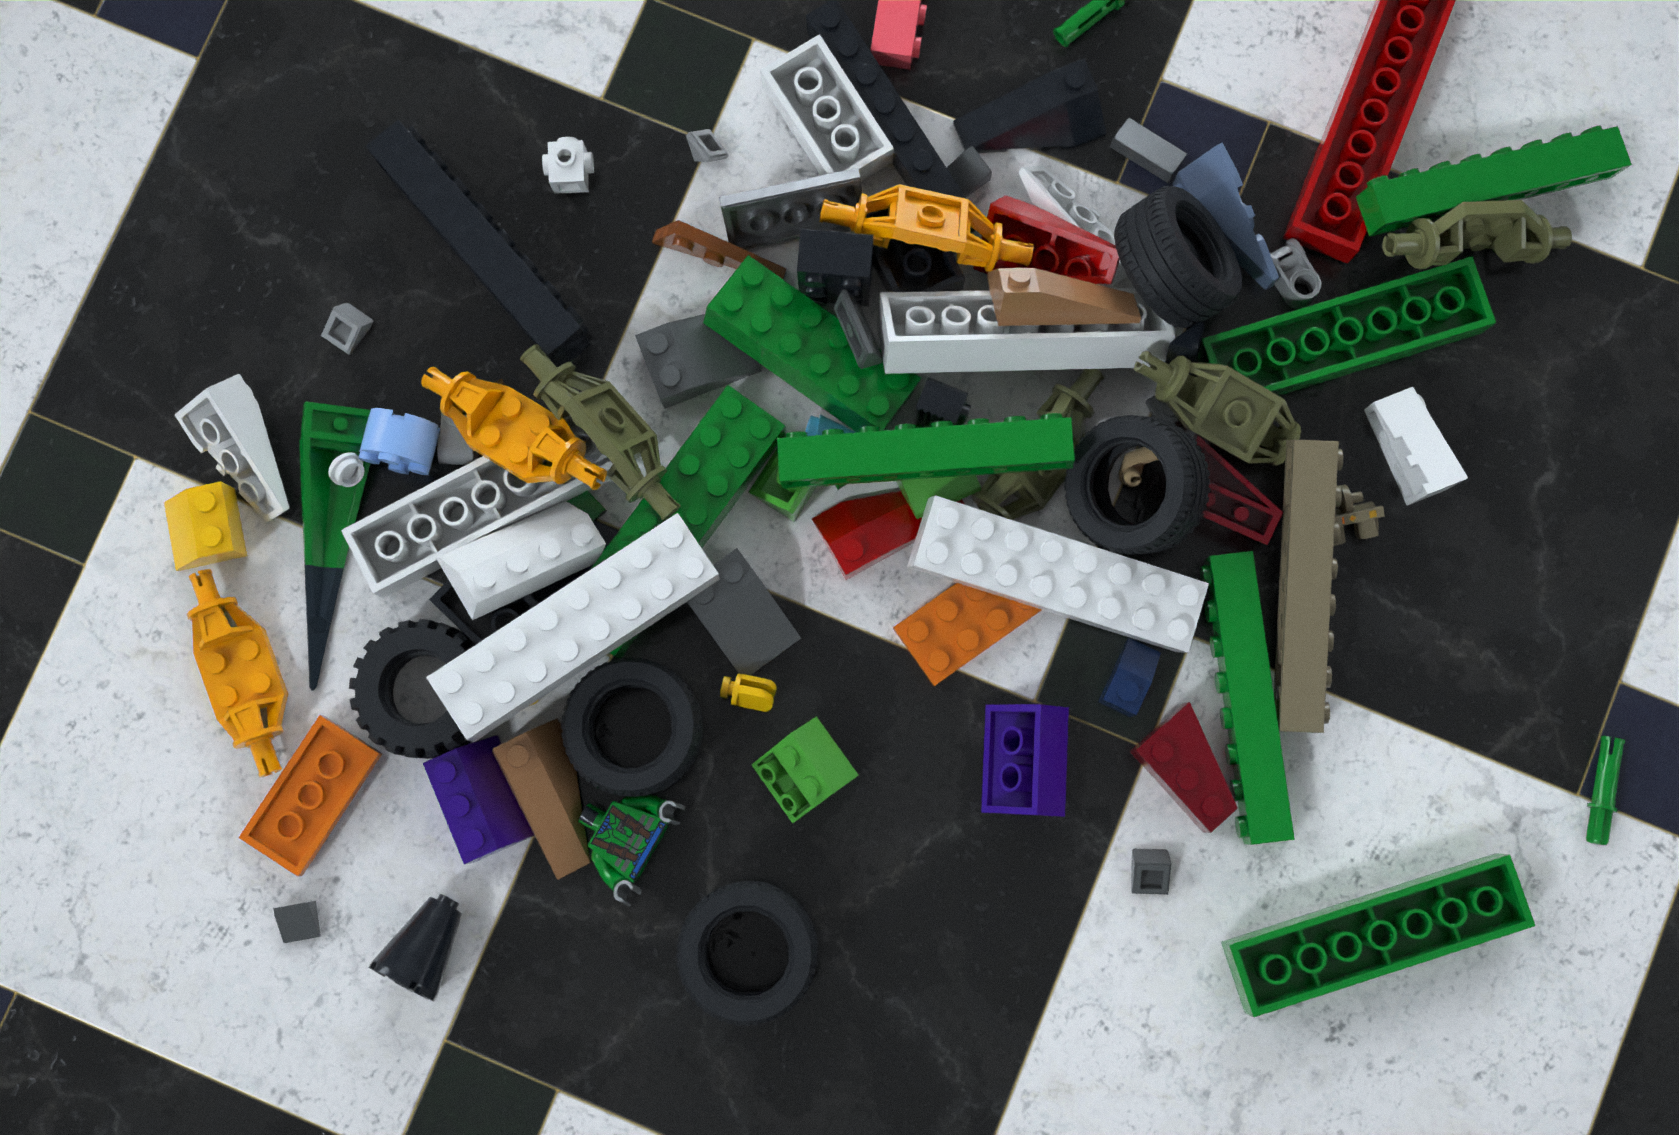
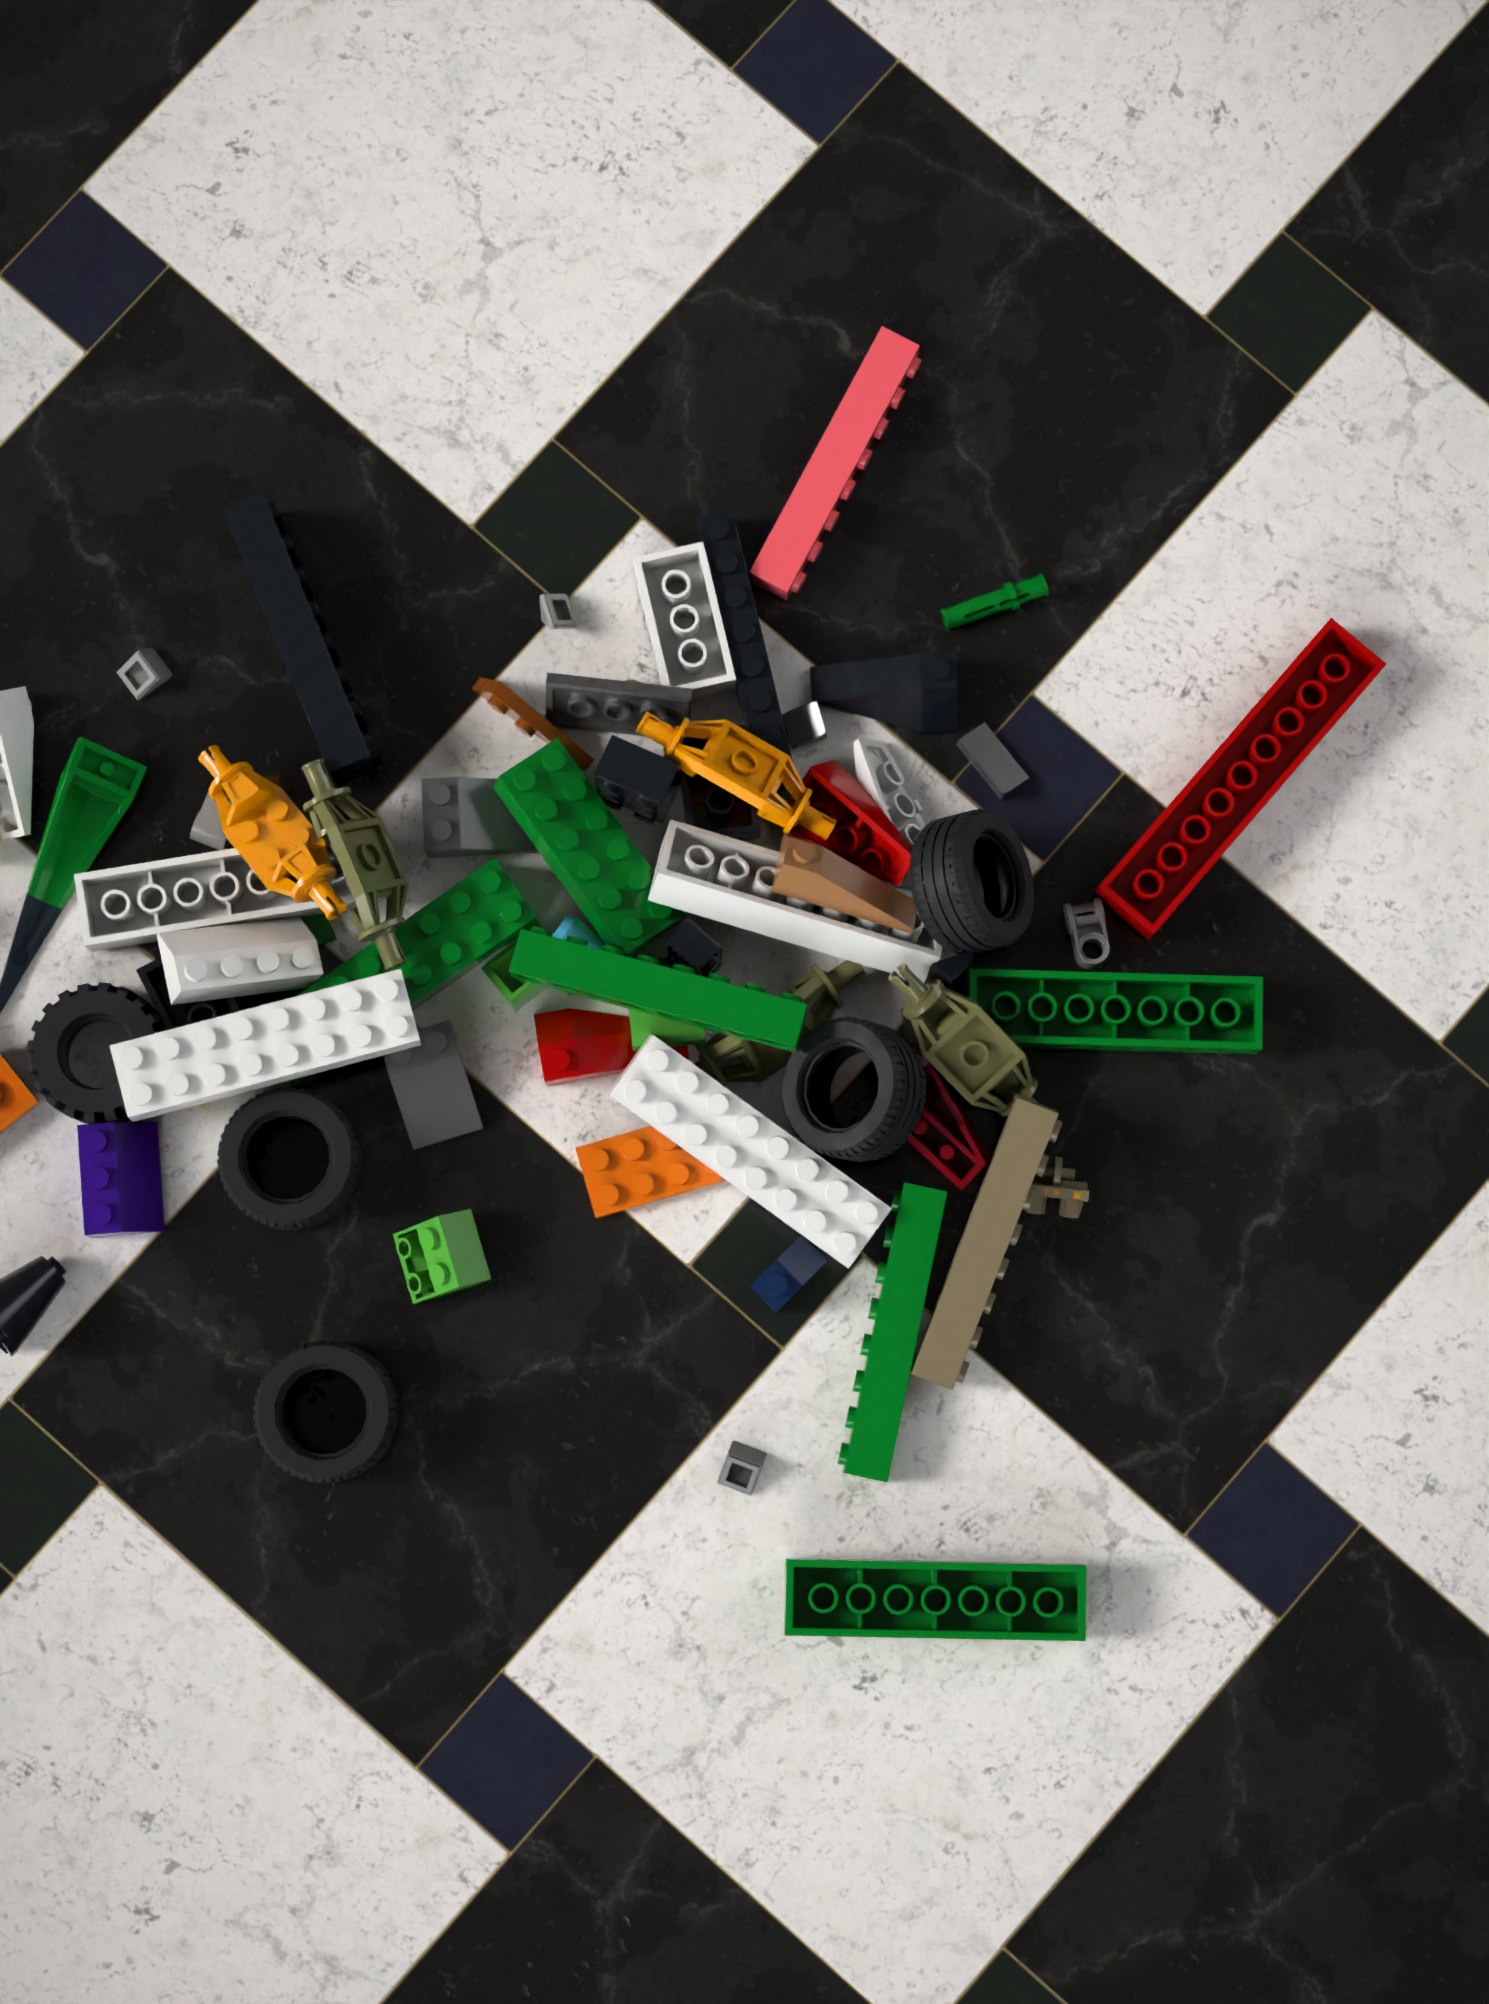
camera: 10 degrees right, 0 degrees up
(346, 470) = (98, 815): white plate -> none
(400, 441) = (158, 806): light blue brick -> none
(547, 794) = (186, 1196): medium nougat wedge -> none
(568, 165) = (414, 598): white brick -> none
(627, 838) = (248, 1264): torso -> none
(749, 692) = (414, 1163): yellow arm -> none
(857, 330) = (637, 848): dark grey slope -> none
(1025, 759) = (658, 1319): dark purple slope -> none
(1133, 464) = (861, 1073): tan arm -> none
(1186, 768) = (809, 1379): dark red wedge -> none
(1215, 184) = (1037, 824): sand blue wedge -> none
(1413, 446) = (1143, 1141): white wedge -> none
(1502, 176) = (1312, 908): green brick -> none
(1503, 226) = (1282, 950): olive plate -> none
(1604, 792) = (1208, 1539): green axle -> none

